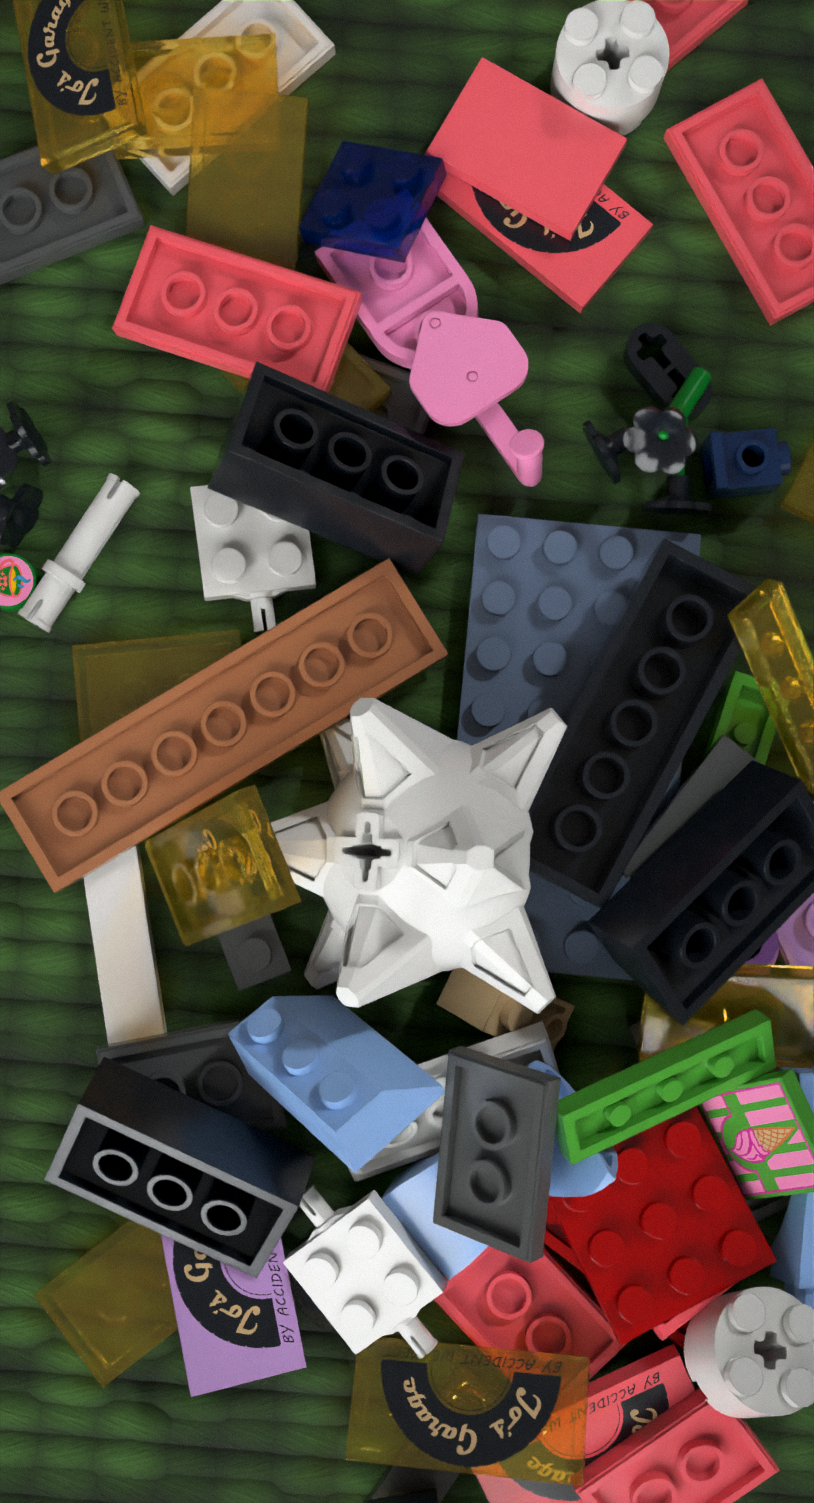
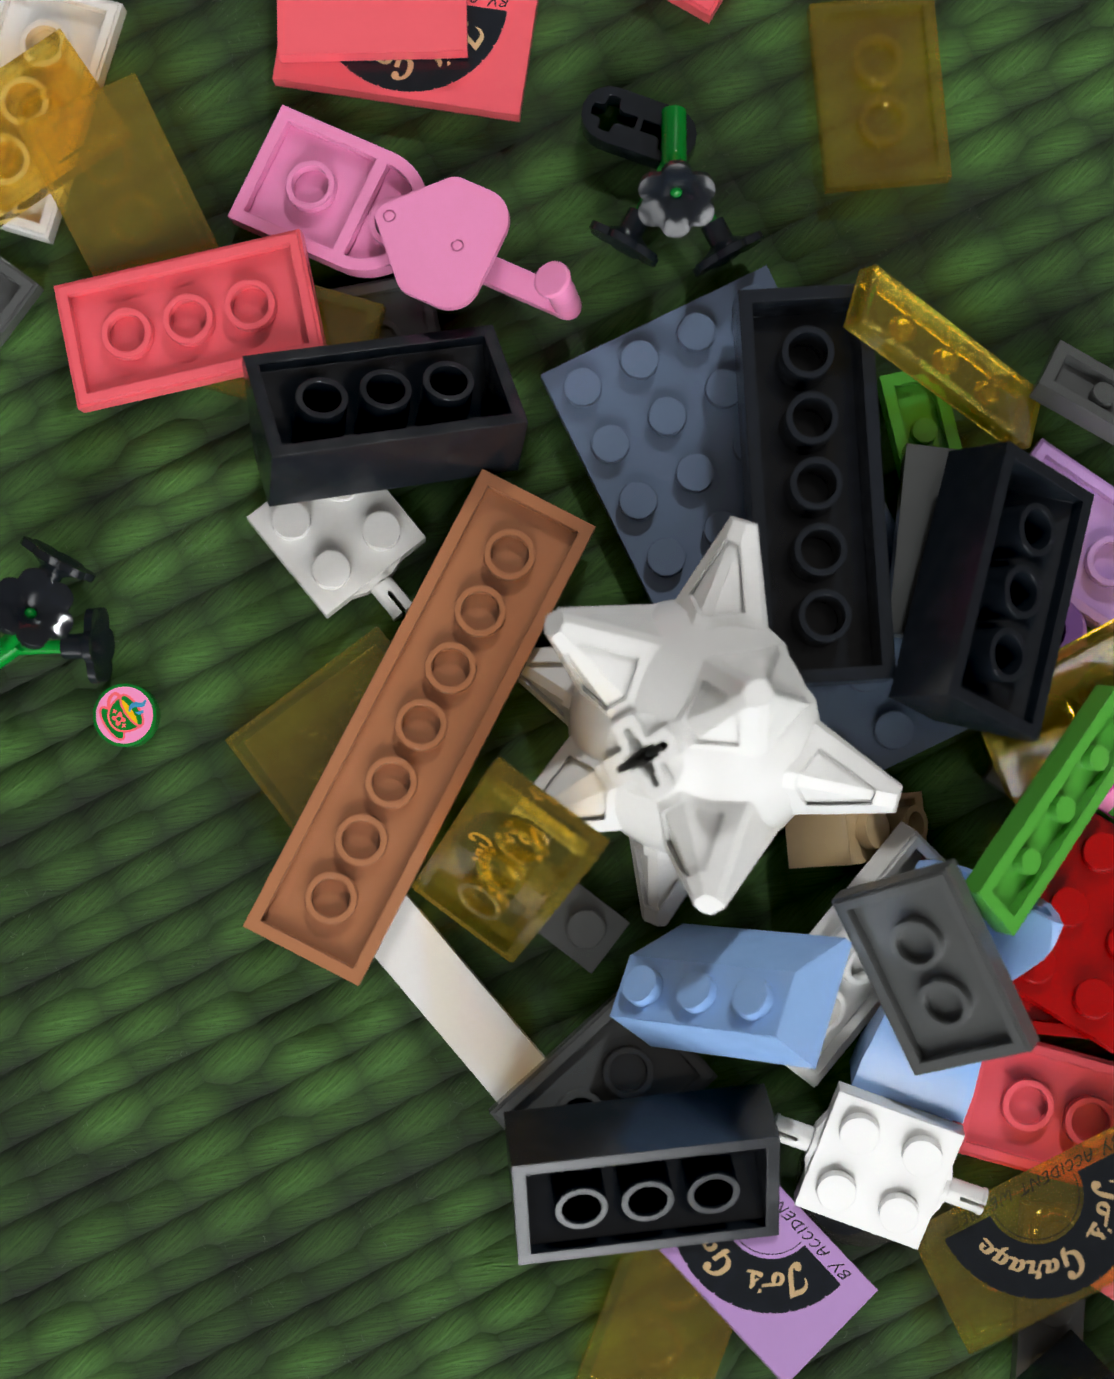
camera: 30 degrees left, 0 degrees up
(78, 554) = (177, 636): white pin -> none
(373, 201) = (255, 133): clear blue plate -> none
(728, 474) = (758, 192): dark blue brick -> none

